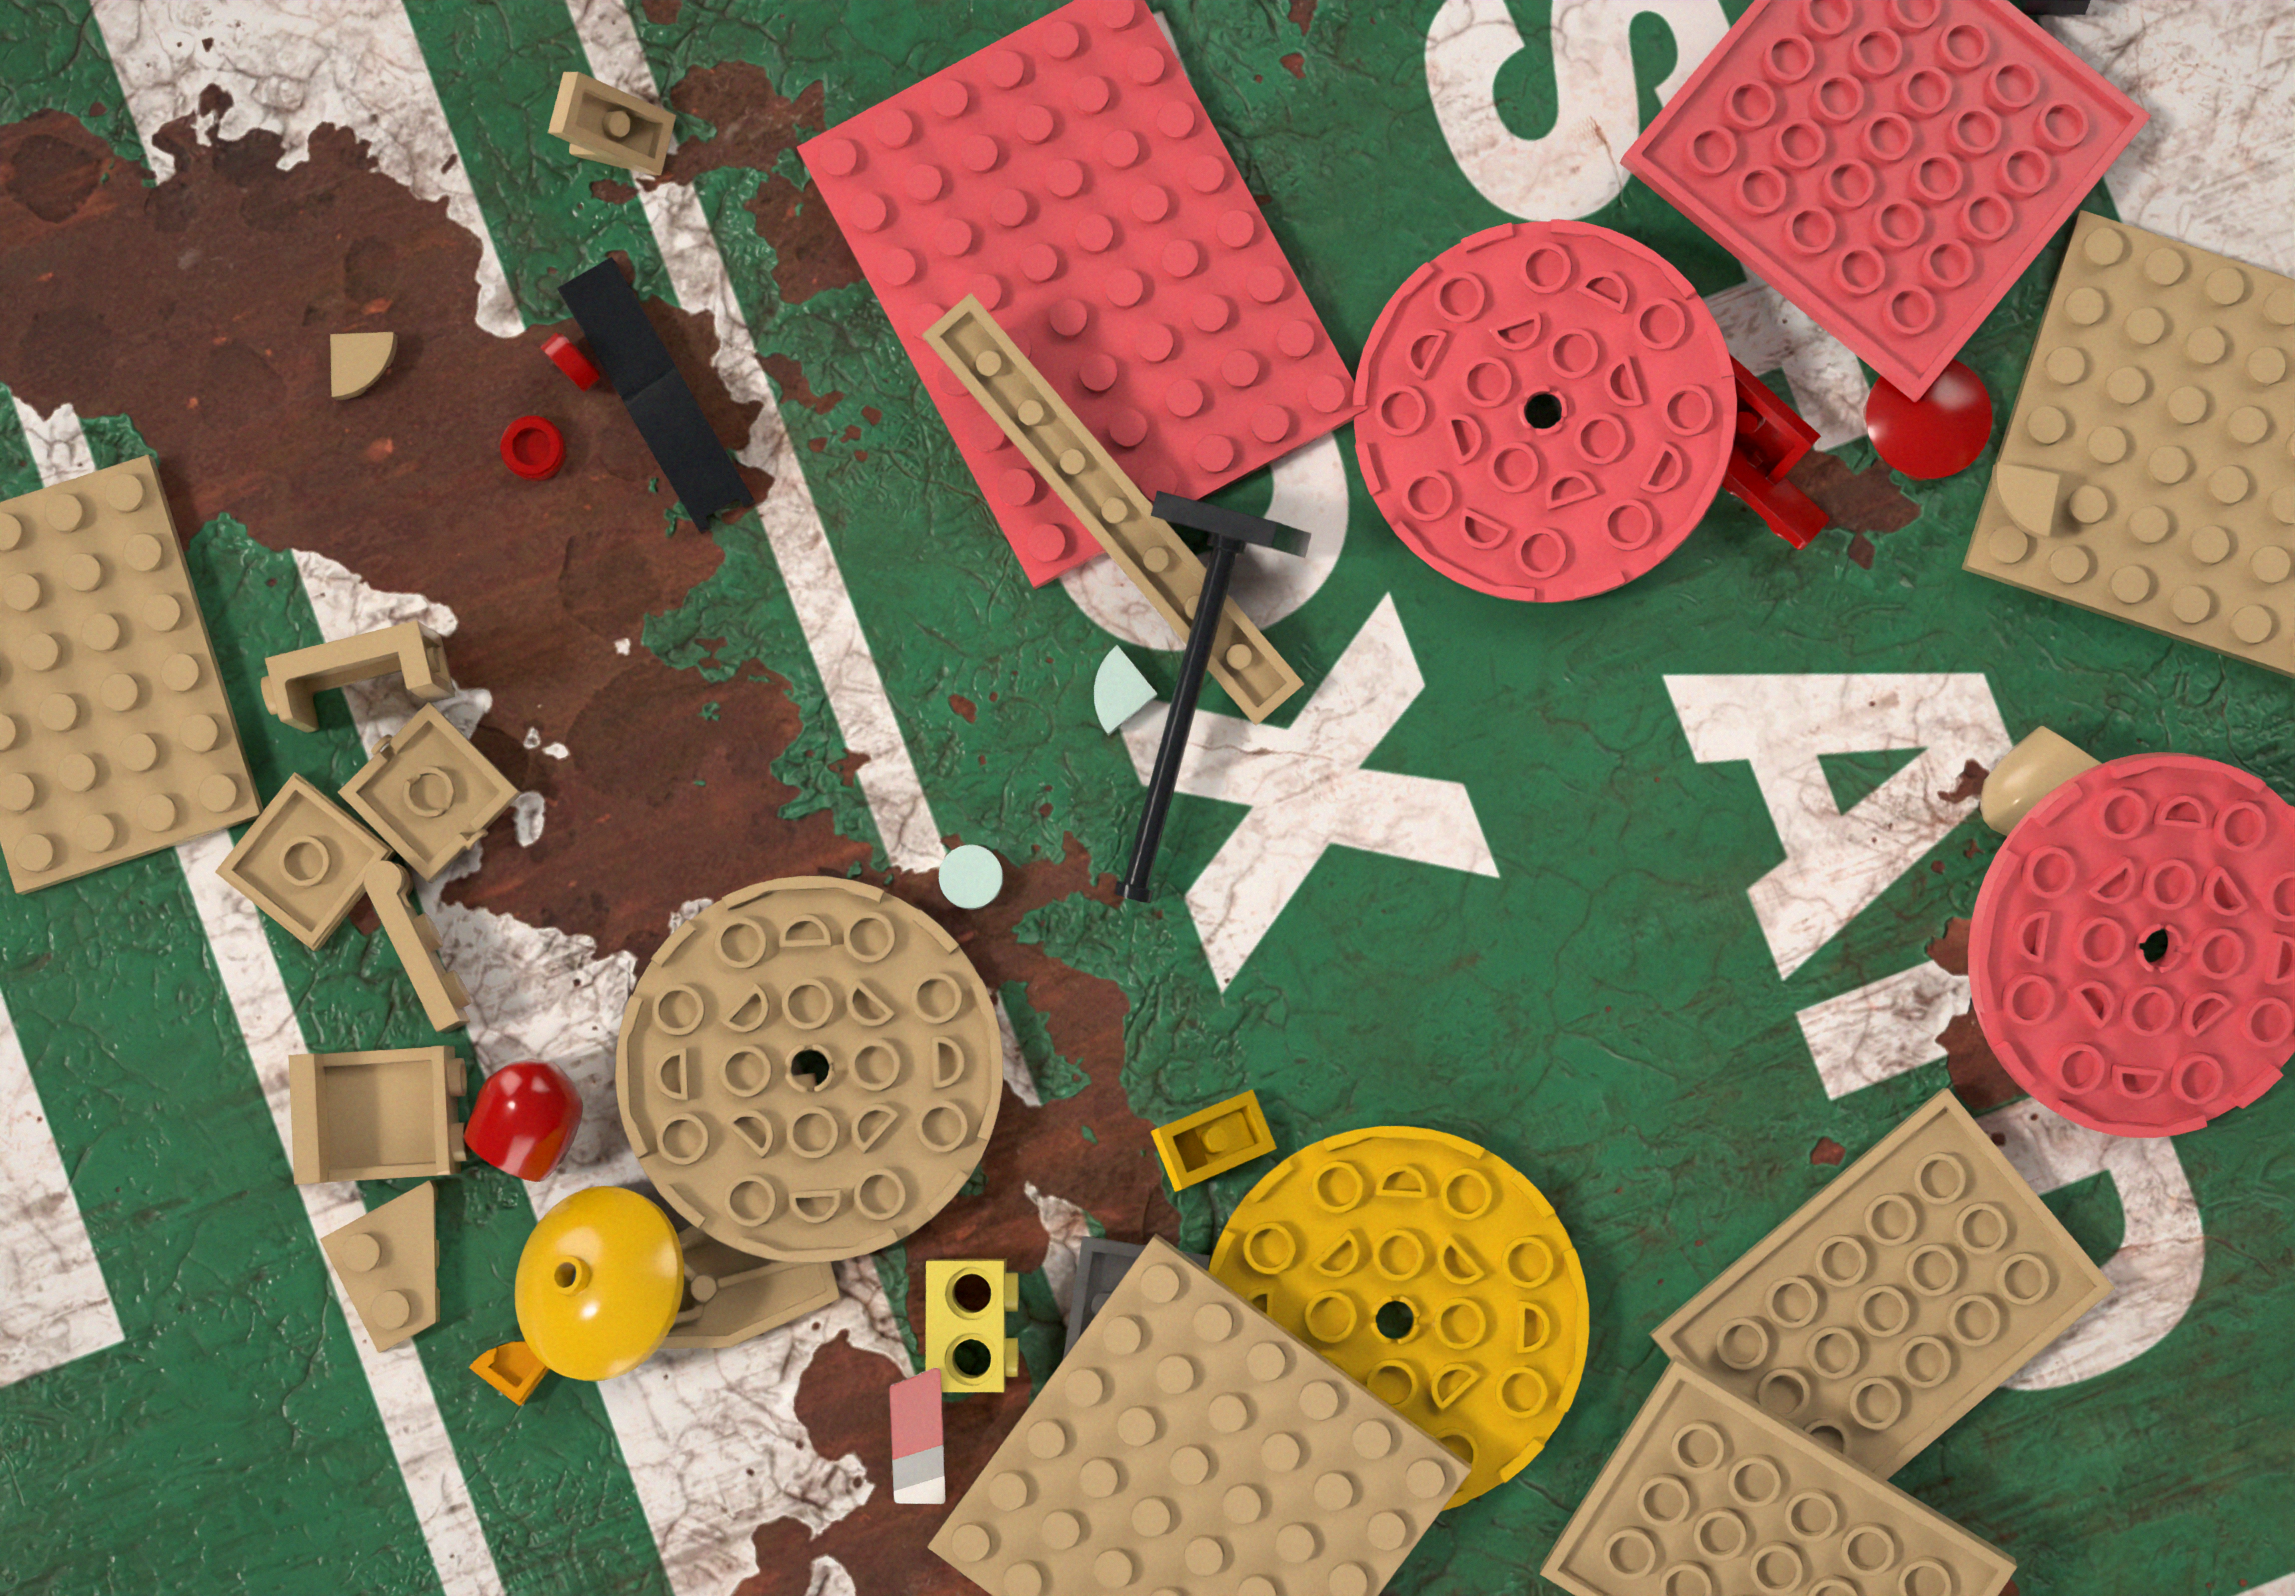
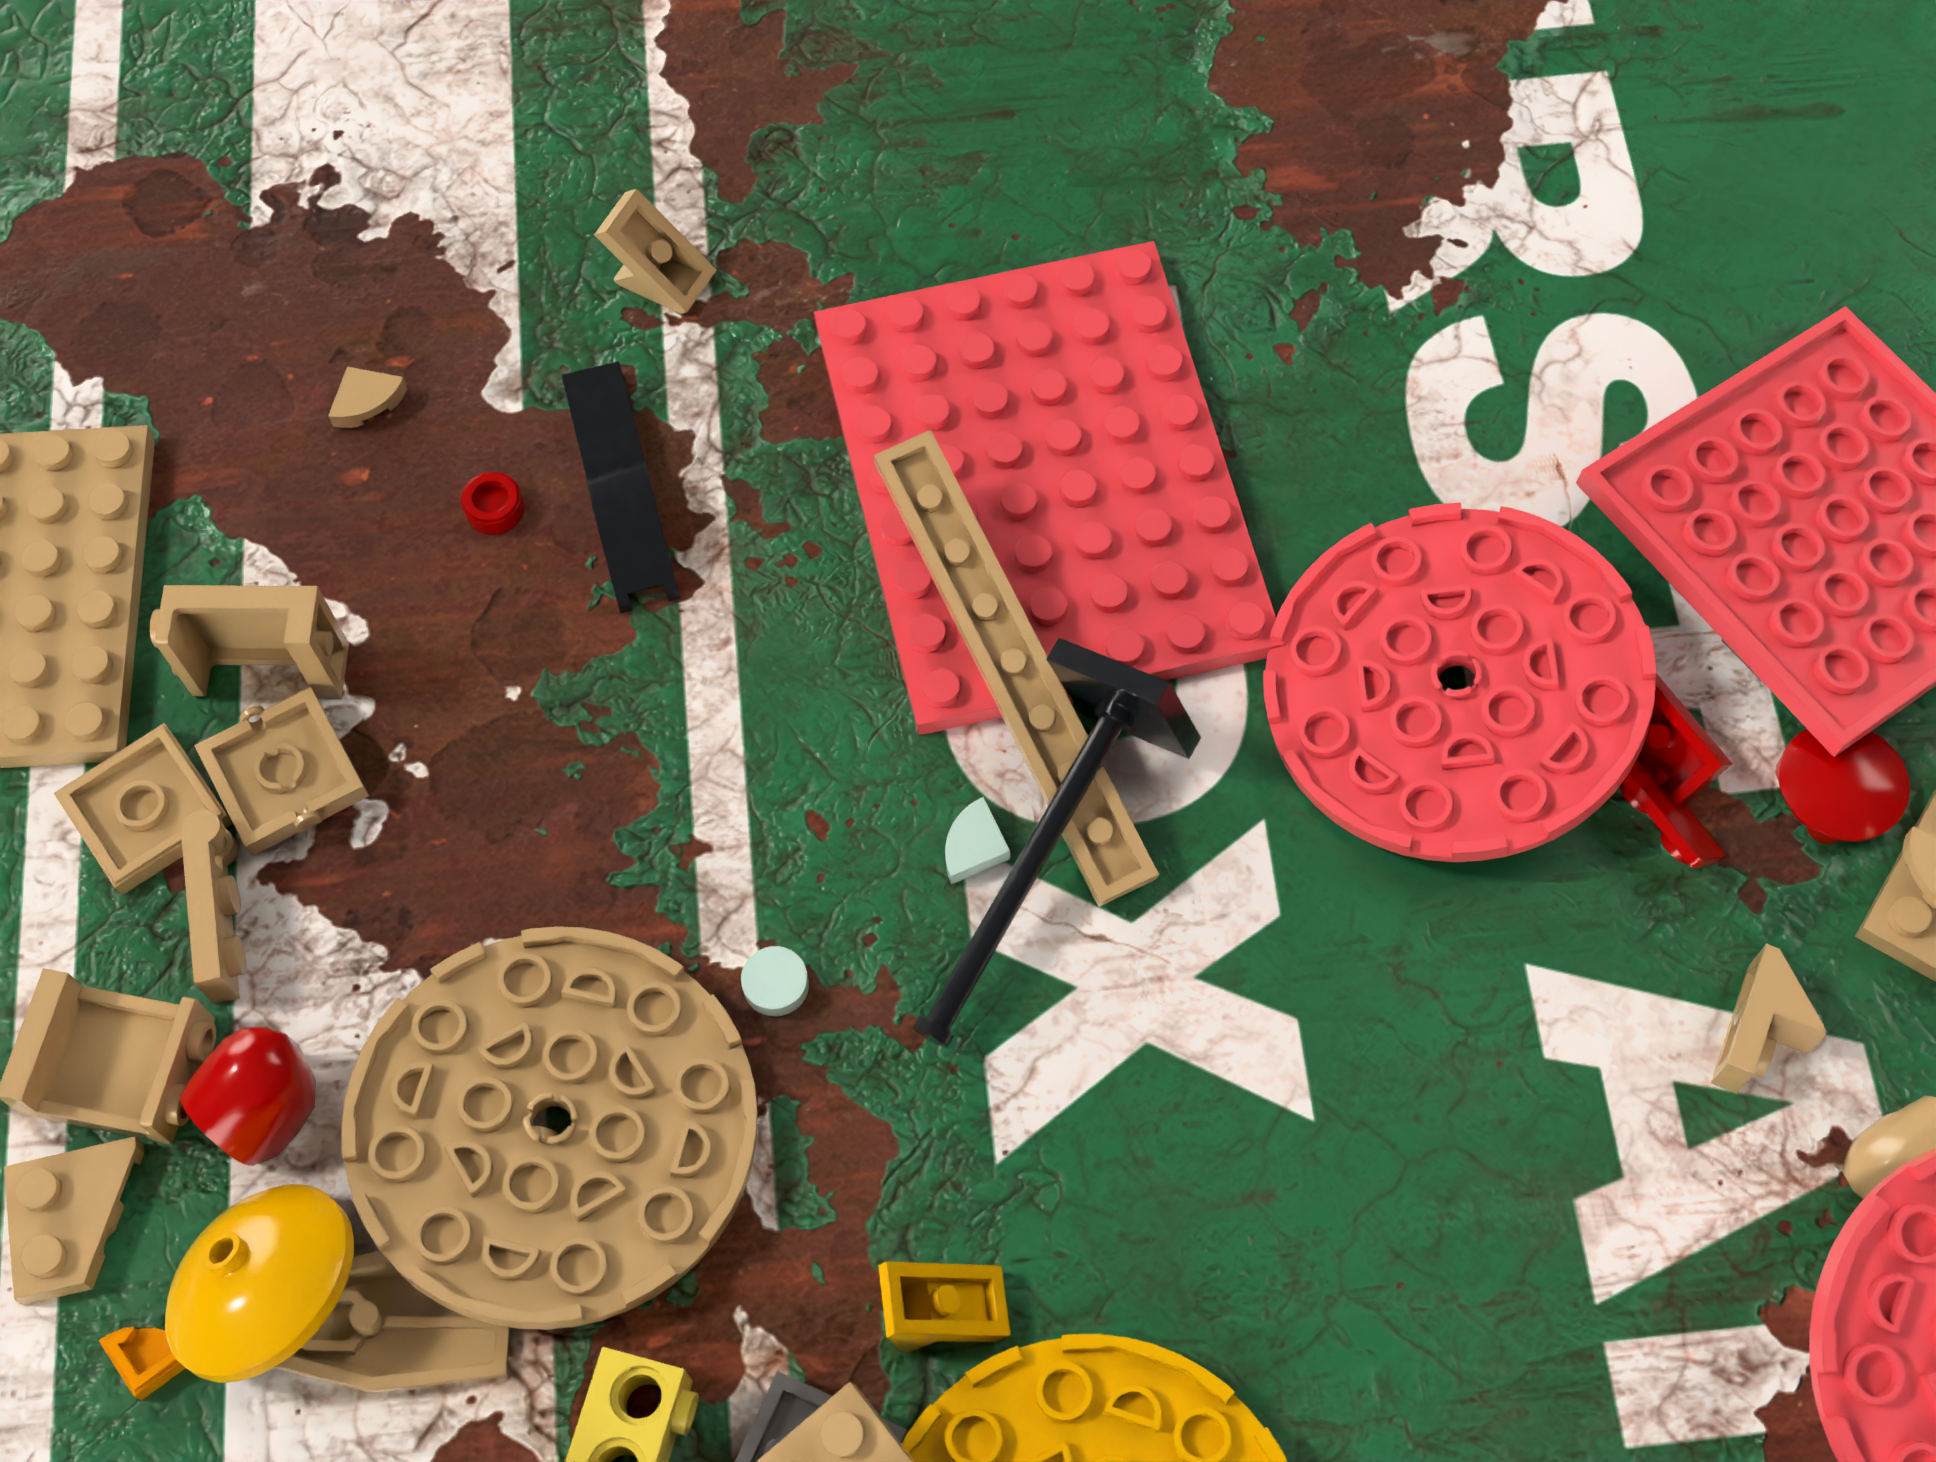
camera: 15 degrees right, 20 degrees down
(570, 361) = (551, 434): red tile -> none
(1888, 666) = (1766, 1012): none -> tan slope

